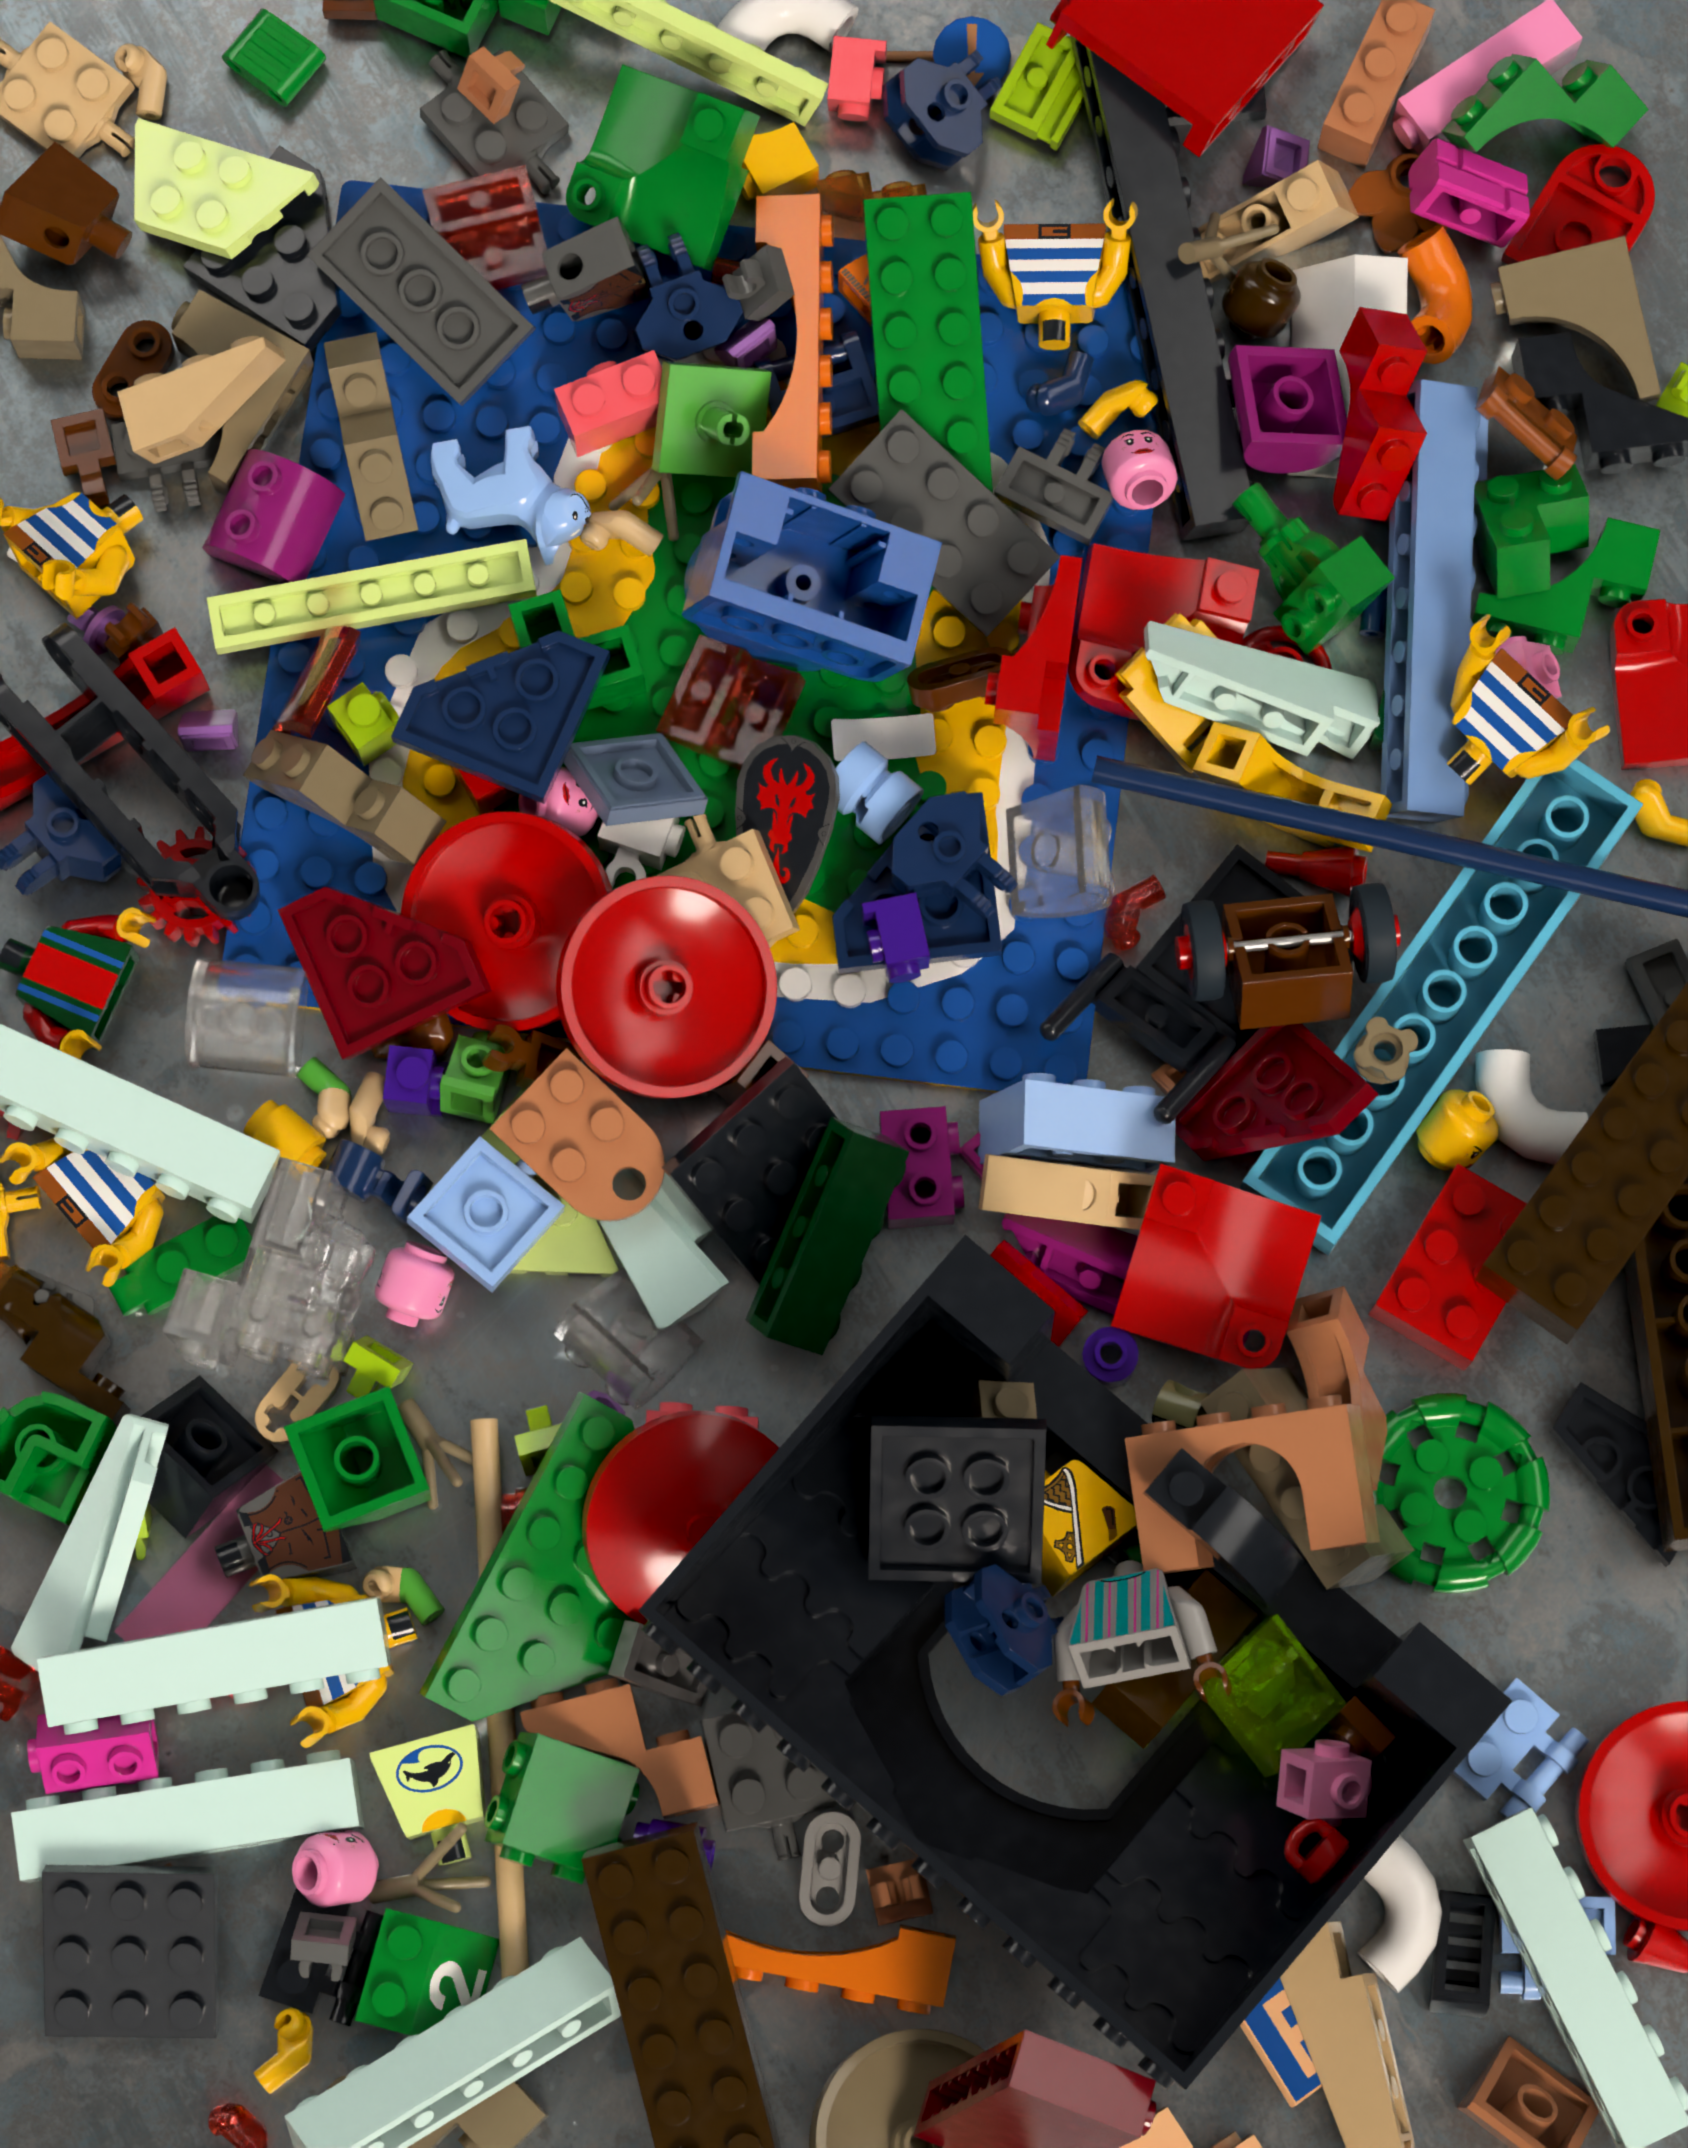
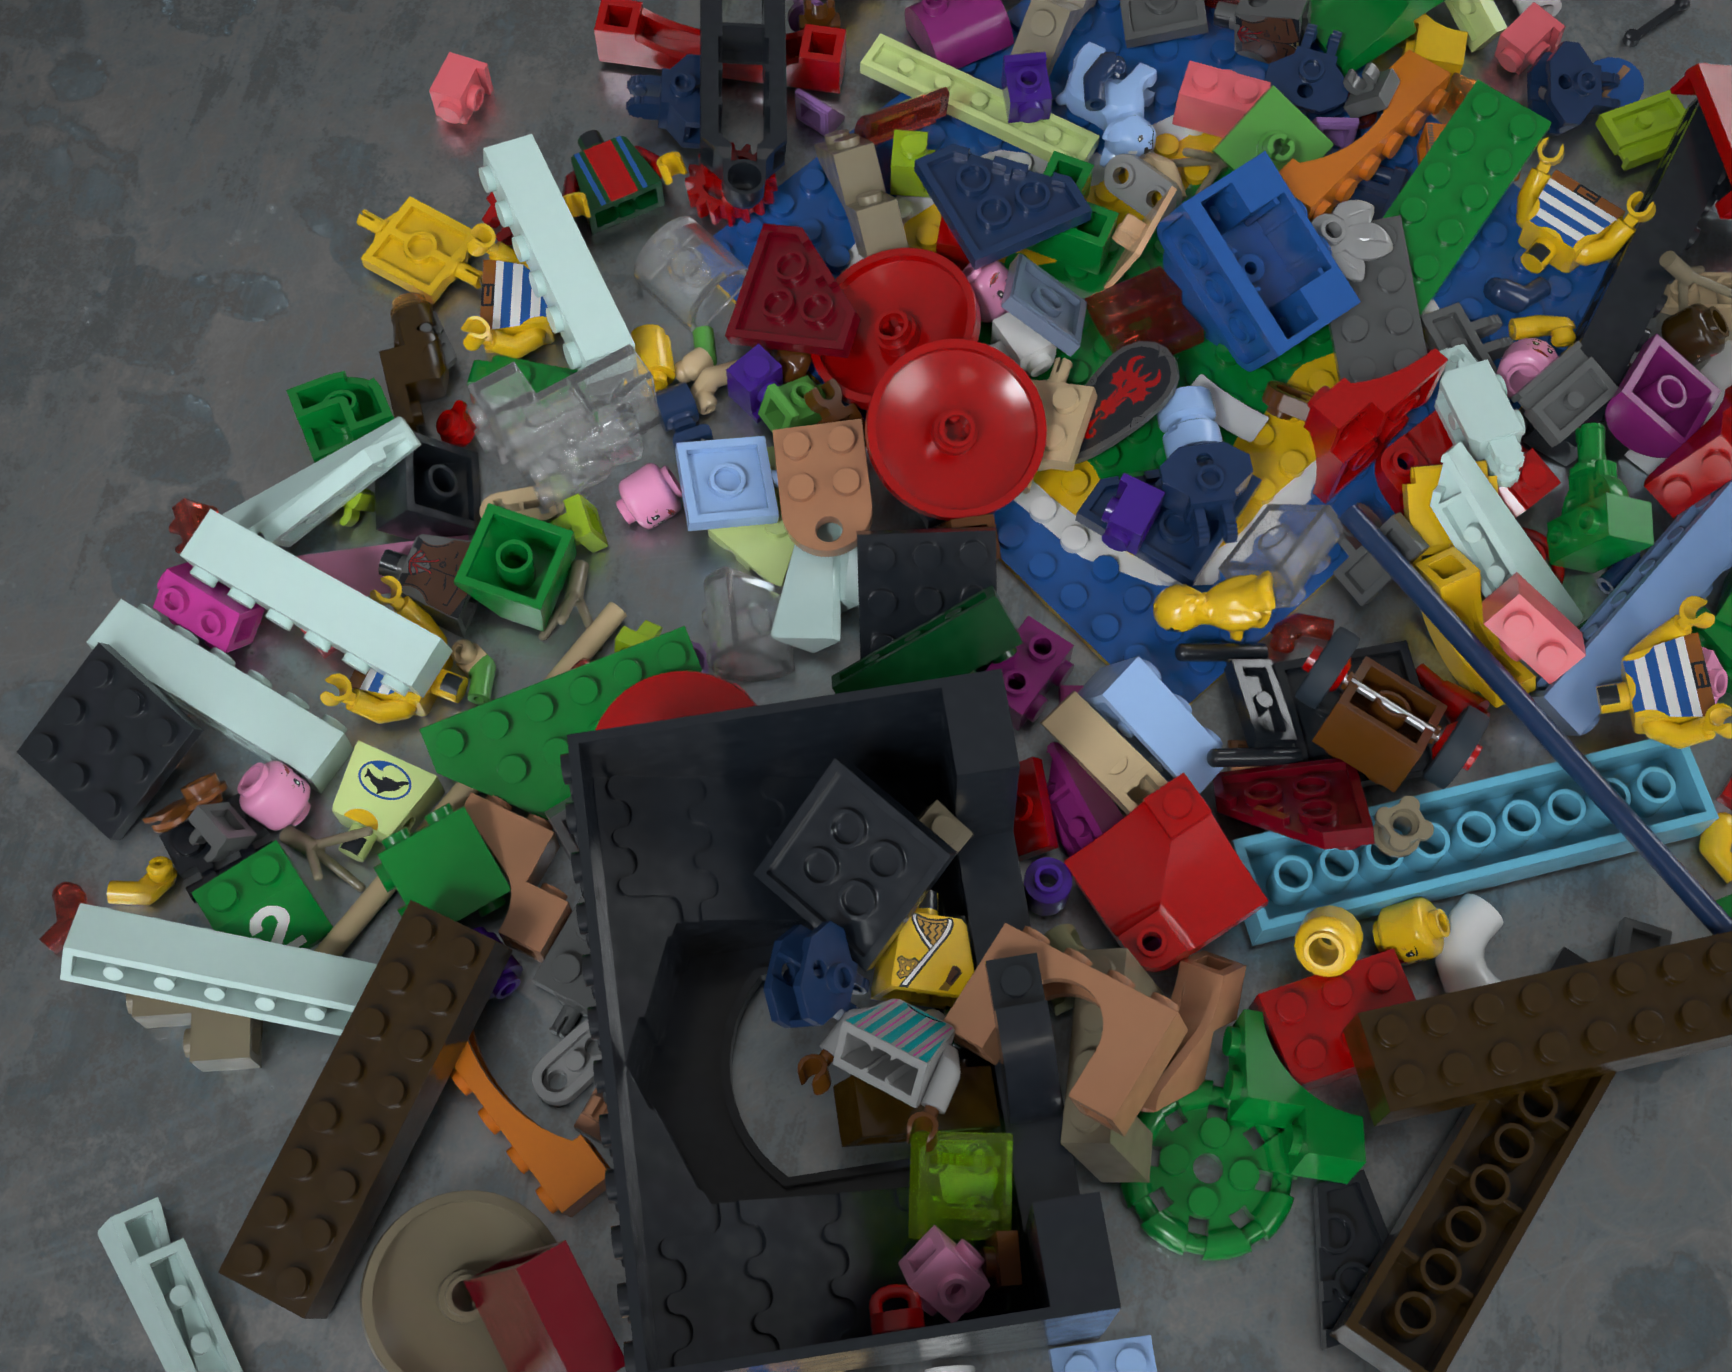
camera: 40 degrees right, 10 degrees down
(158, 1368) = (456, 425): none -> red plate
(265, 1932) = (198, 792): none -> dark orange plate
(424, 571) = (1026, 87): none -> dark purple brick
(479, 483) = (1105, 66): none -> dark blue arm
(613, 559) = (1141, 184): none -> light grey plate
(663, 630) = (1135, 234): none -> light nougat piece
(881, 471) = (1355, 237): none -> light grey plate
(1059, 950) = (1230, 605): none -> yellow animal
(1134, 565) = (1479, 415): none -> light aqua hinge
(1136, 810) = (1360, 571): none -> dark grey hinge
(1198, 479) = (1565, 394): none -> dark grey plate
(1348, 750) = (1532, 629): none -> coral brick
(1400, 1208) = (1328, 941): none -> yellow head
(1443, 1388) = (1317, 1137): none -> green arch

